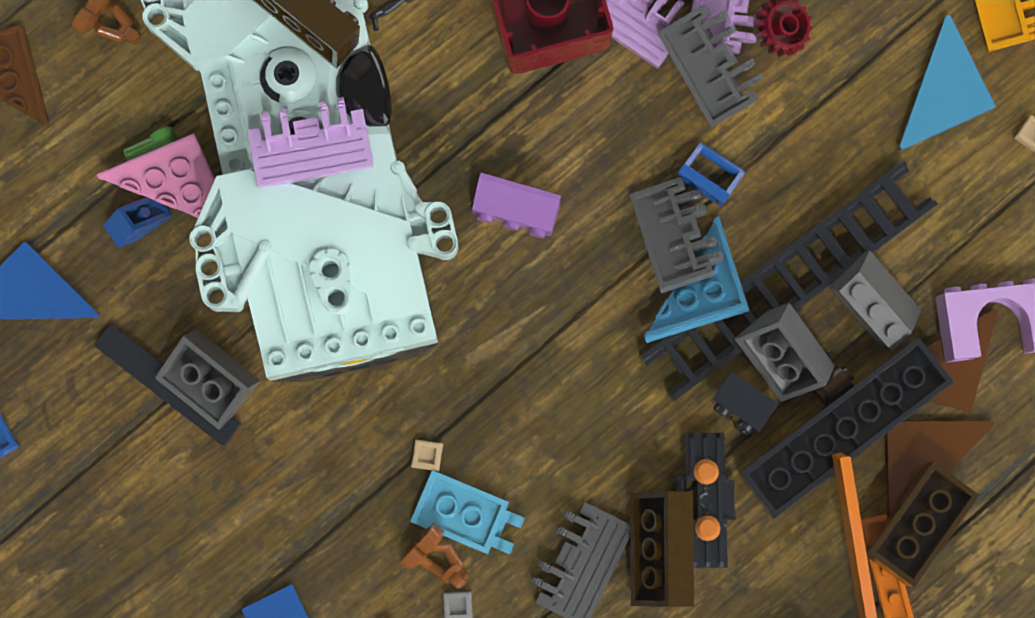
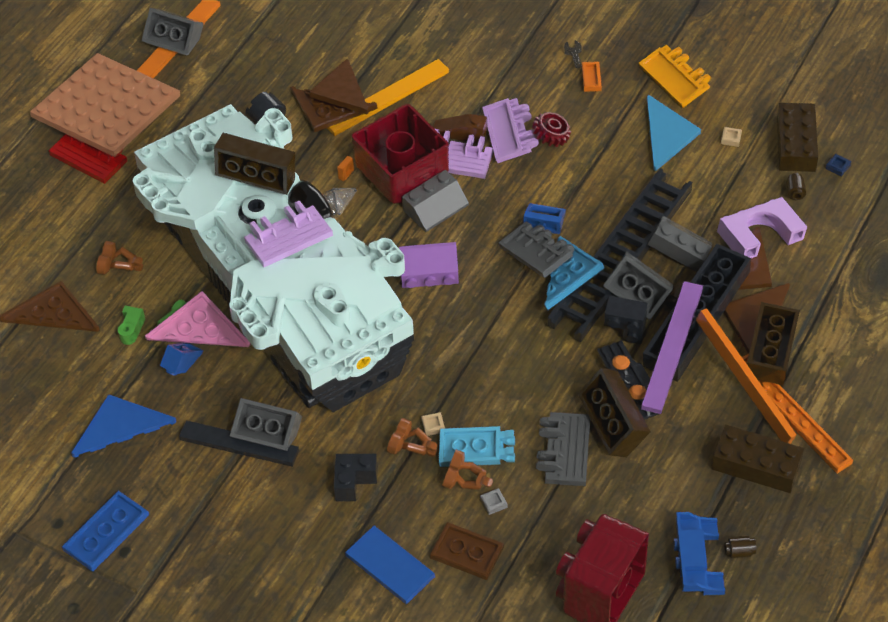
camera: 20 degrees left, 30 degrees down
(90, 139) = (132, 324): none -> bright green leg
(287, 493) = (353, 470): none -> black brick
(370, 470) = (403, 432): none -> dark orange piece
(435, 35) = (338, 199): none -> clear slope
(571, 89) = (434, 201): none -> slope
(706, 66) = (513, 159): dark grey hinge -> none
(782, 484) = (672, 348): none -> medium lavender tile

